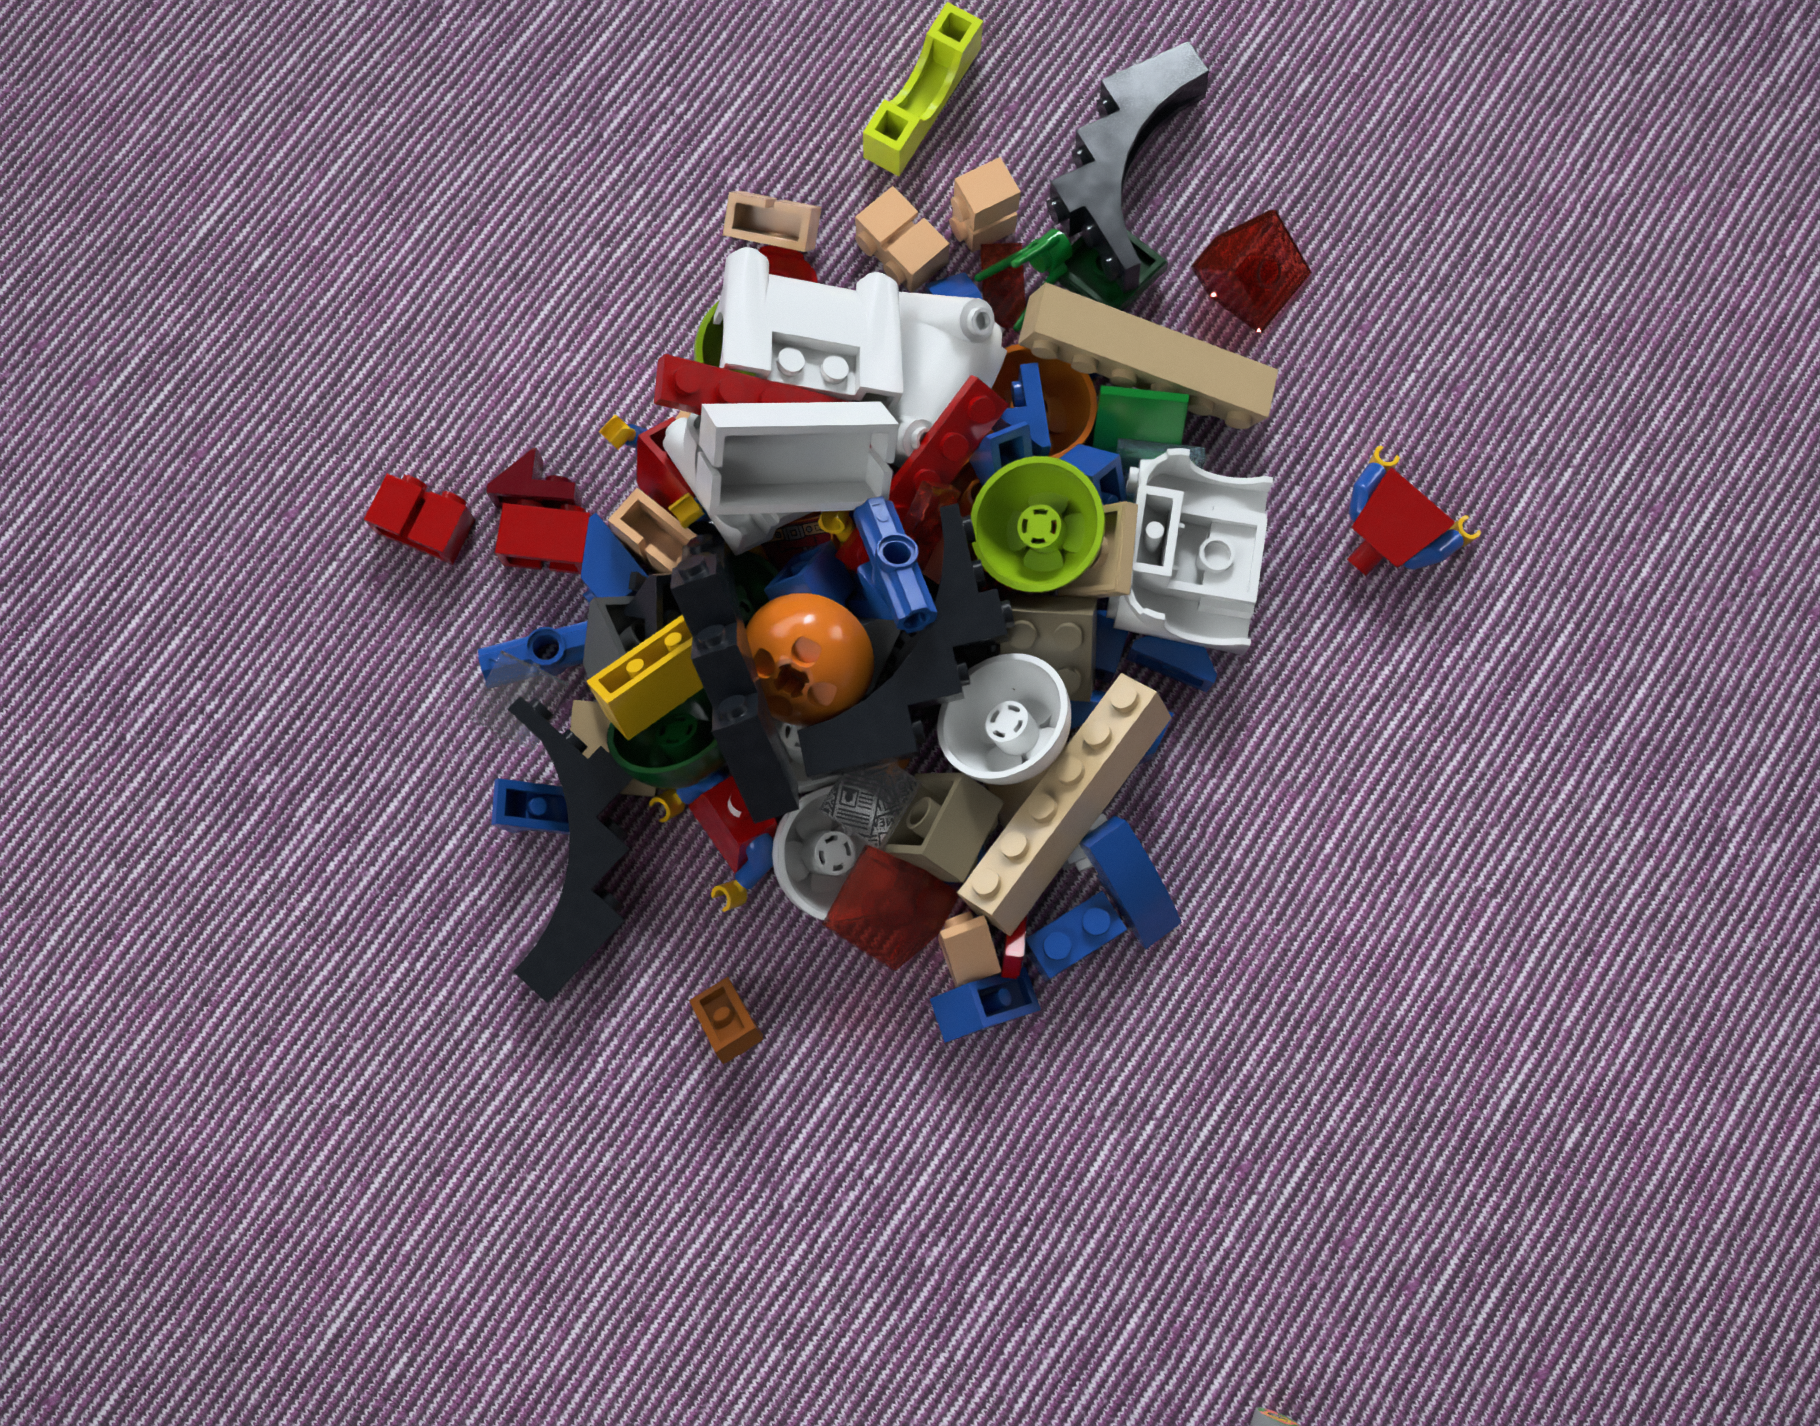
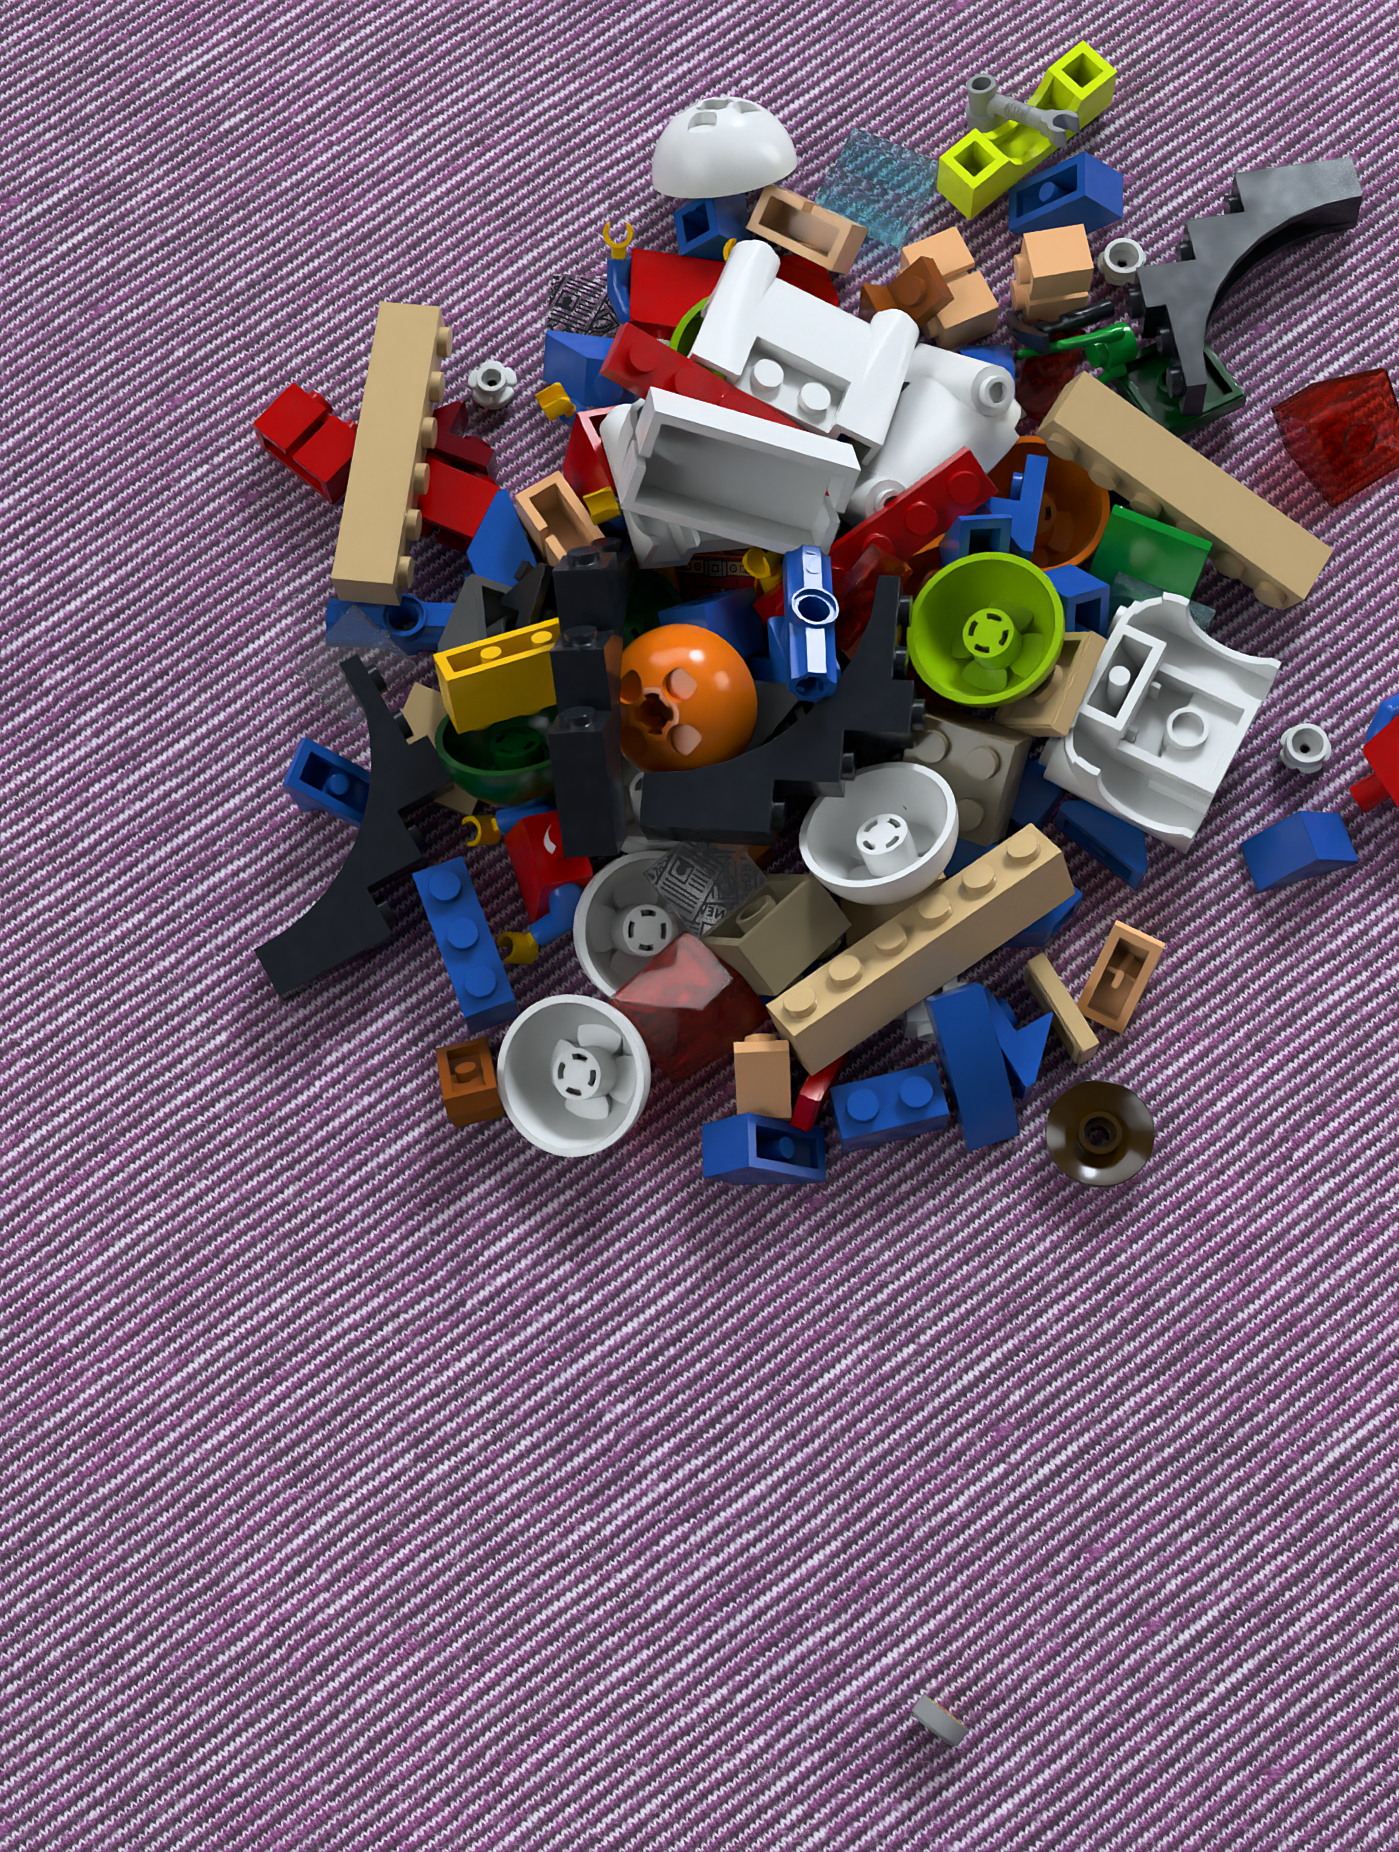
camera: 25 degrees right, 5 degrees down
(490, 513) = (391, 454): none -> tan brick
(556, 435) = (495, 396): none -> white plate
(612, 344) = (580, 306): none -> clear piece
(627, 390) = (576, 364): none -> blue slope
(669, 306) = (657, 287): none -> red torso
(682, 176) = (721, 150): none -> white piece
(687, 908) = (466, 945): none -> blue arch
(694, 237) = (709, 223): none -> blue slope
(800, 1010) = (550, 1082): none -> white piece
(817, 168) = (879, 186): none -> clear light blue slope
(879, 251) = (916, 291): none -> dark orange slope
(886, 79) = (989, 111): none -> light grey brick
(972, 137) = (1067, 195): none -> blue slope
(988, 259) = (1038, 335): none -> black piece
(1035, 168) = (1124, 251): none -> white plate
(1166, 854) = (1021, 1048): none -> blue slope
(1182, 811) = (1066, 1019): none -> tan tile
(1221, 770) = (1120, 976): none -> light nougat slope
(1262, 888) = (1106, 1108): none -> dark brown dish
(1311, 529) = (1314, 739): none -> white plate
(1323, 622) = (1298, 850): none -> blue slope

